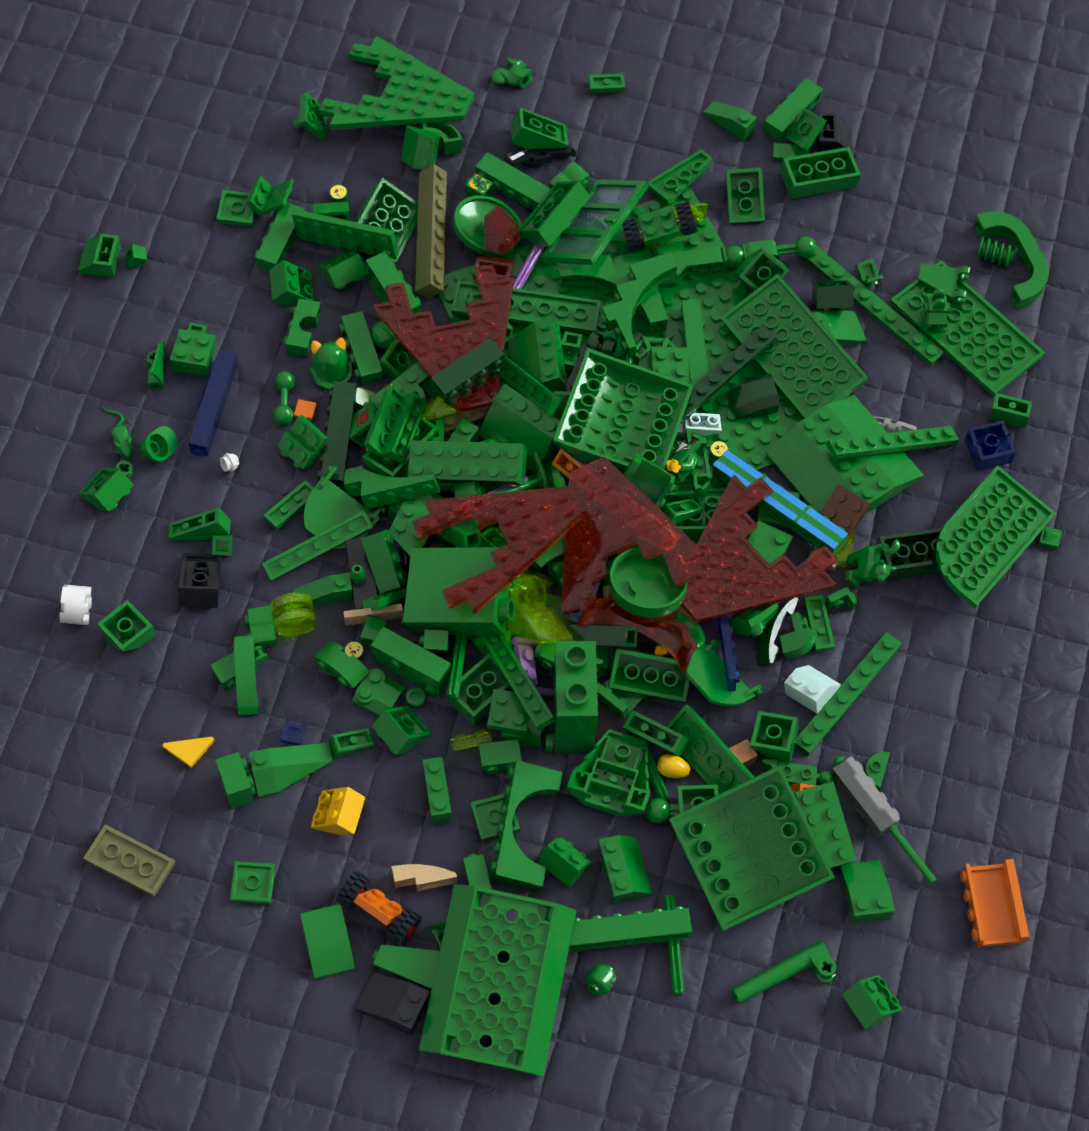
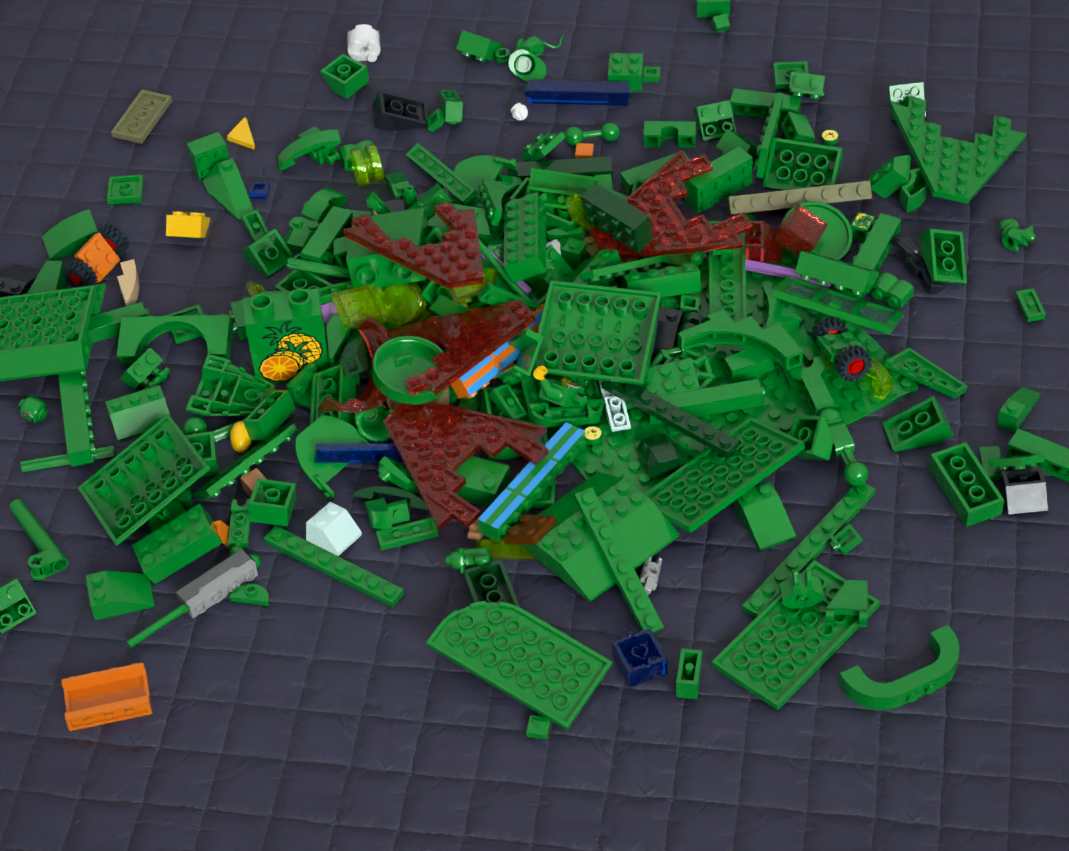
camera: 90 degrees right, 15 degrees down
(156, 362) = (600, 49): green panel -> none
(288, 506) = (471, 149): green plate -> none
(330, 363) = (632, 152): green hair -> none
(437, 790) = (209, 281): green brick -> none
(832, 295) = (800, 502): dark green brick -> none
(840, 598) = (436, 548): green bracket -> none
(996, 252) = (905, 650): green piece -> none

